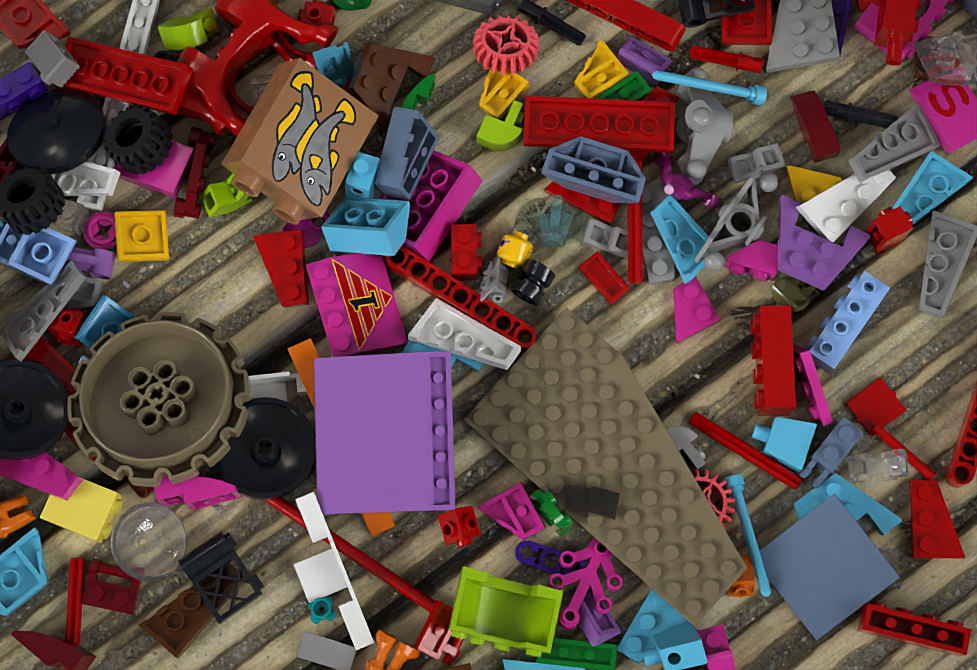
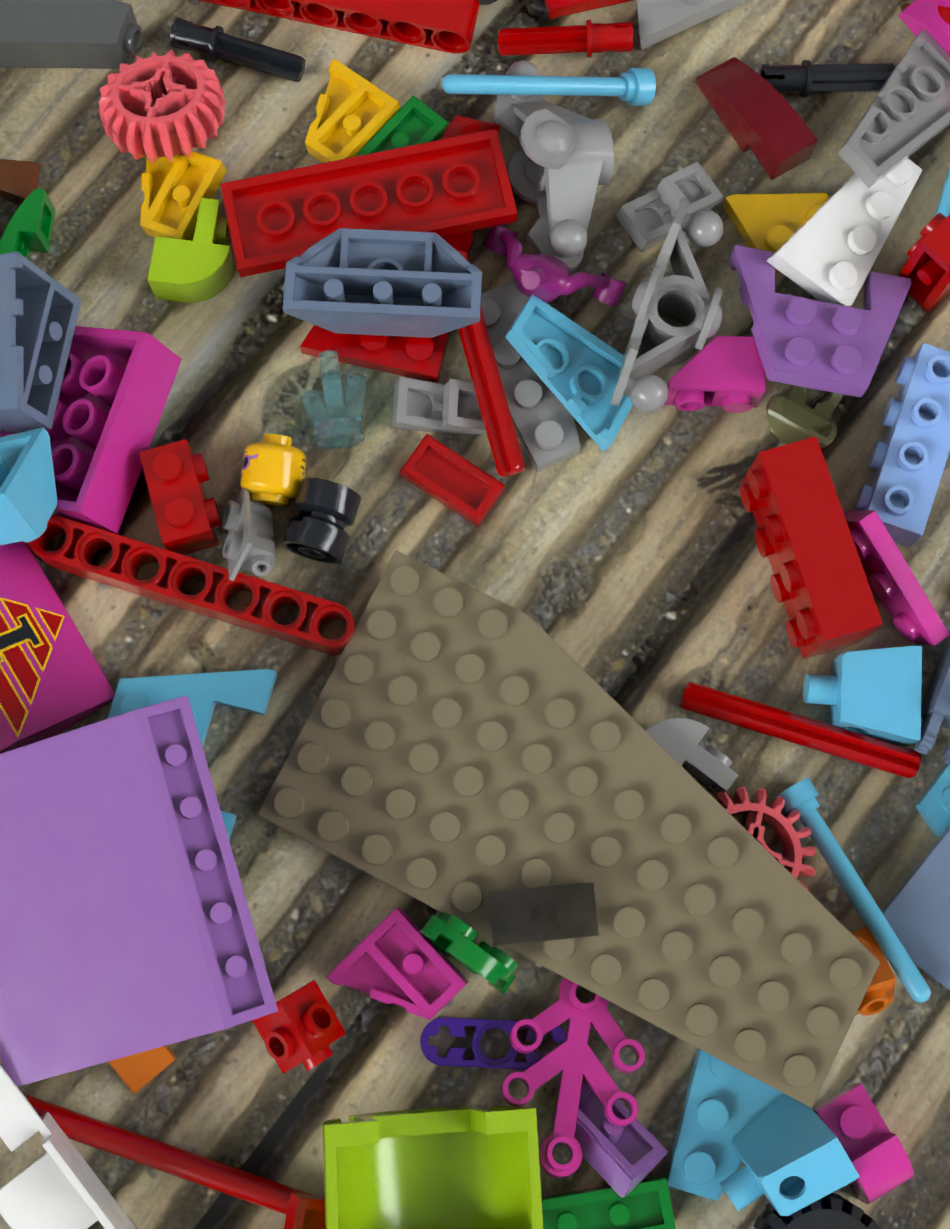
camera: 20 degrees left, 0 degrees up
(456, 332) = (211, 655): white wing -> none
(640, 57) = (410, 72): medium lavender slope -> none
(692, 310) = (629, 496): dark pink wing -> none

